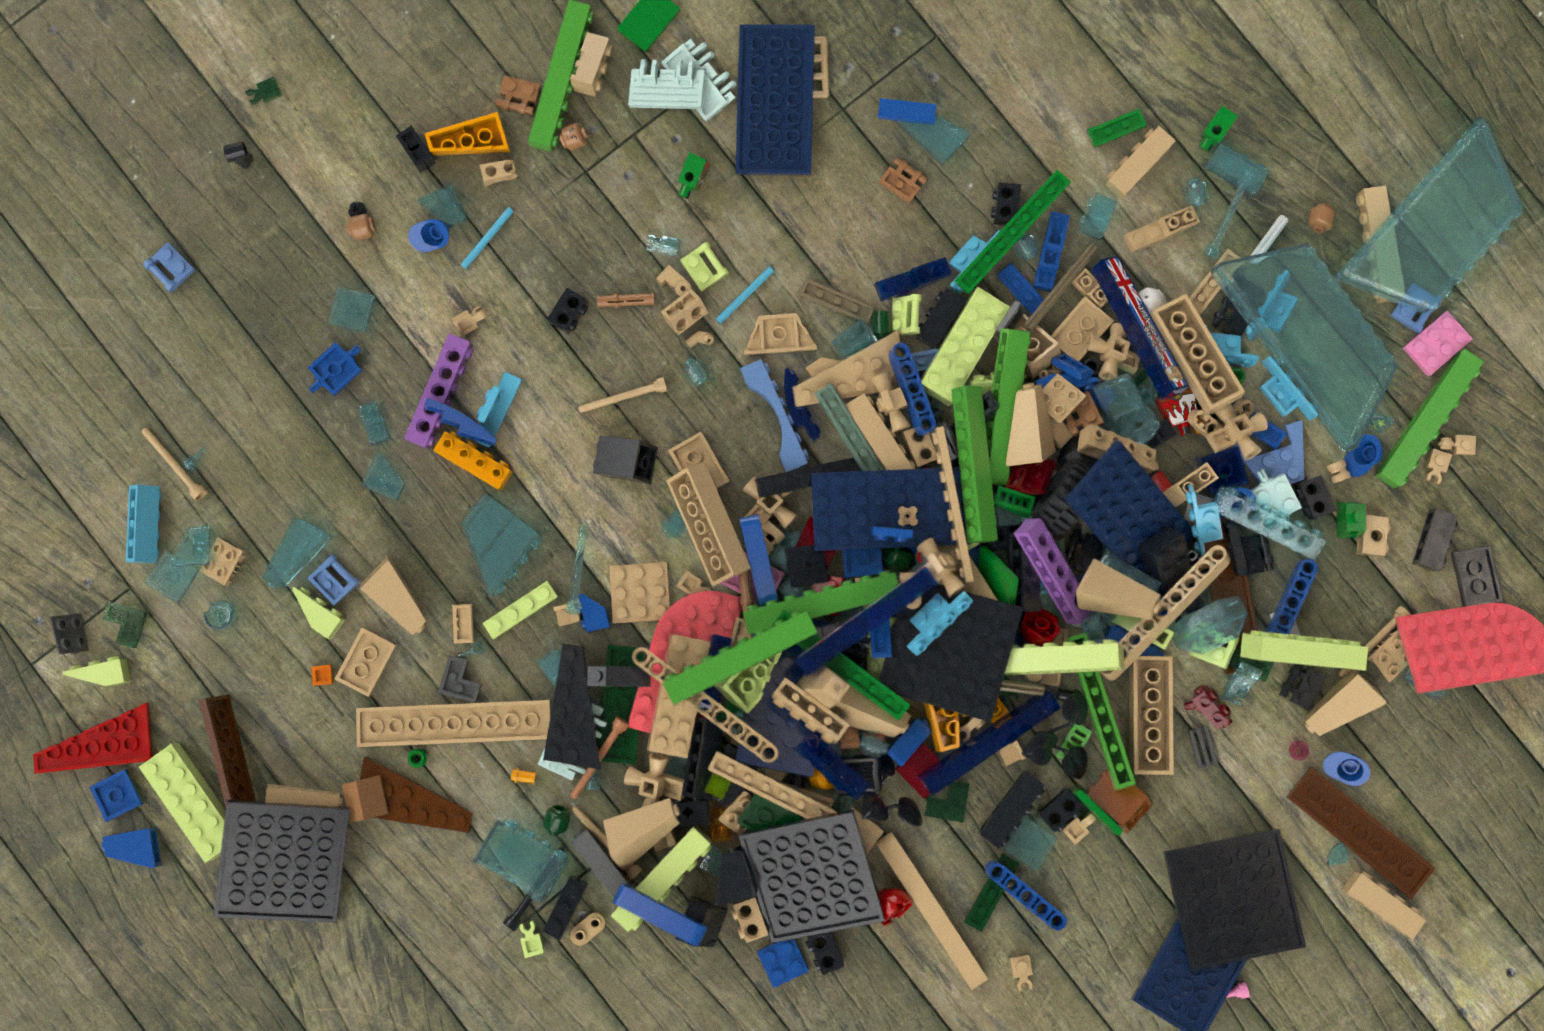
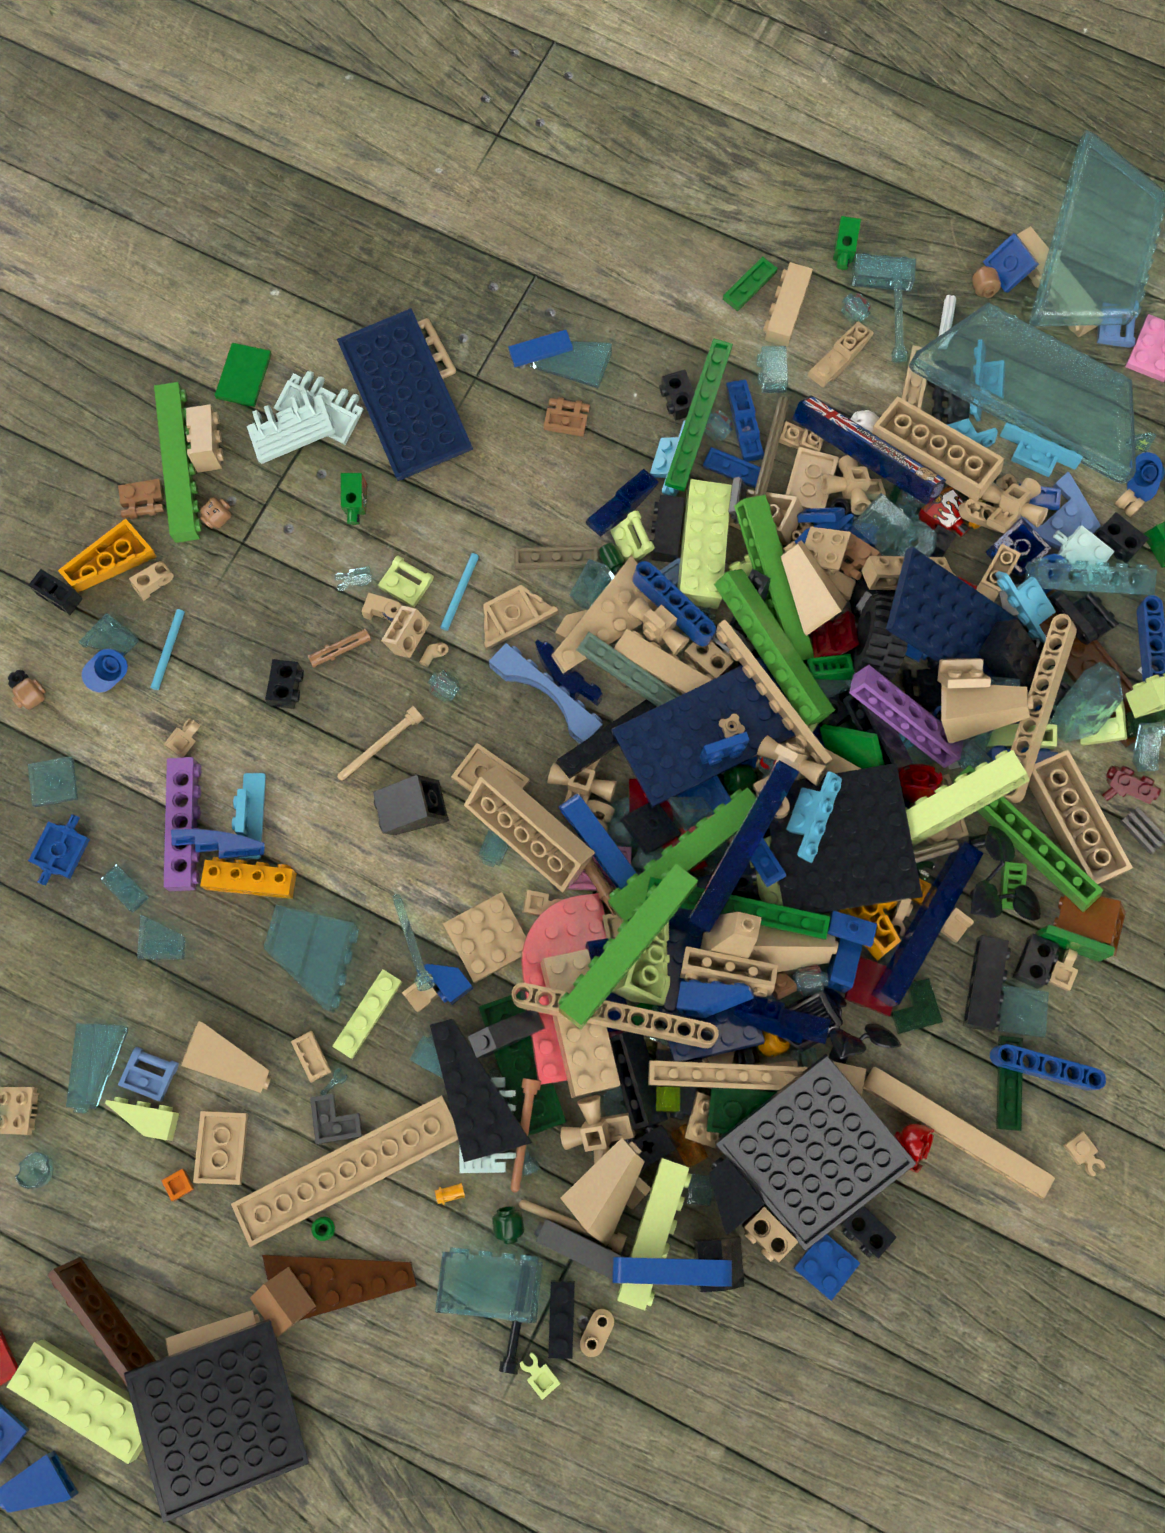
camera: 25 degrees left, 10 degrees down
(783, 726) = (707, 999): none -> blue slope
(844, 566) = (689, 810): none -> clear light blue slope
(924, 720) = (852, 928): none -> blue plate
(1113, 560) = (962, 673): none -> tan bracket
(1351, 211) = (1012, 262): none -> blue plate

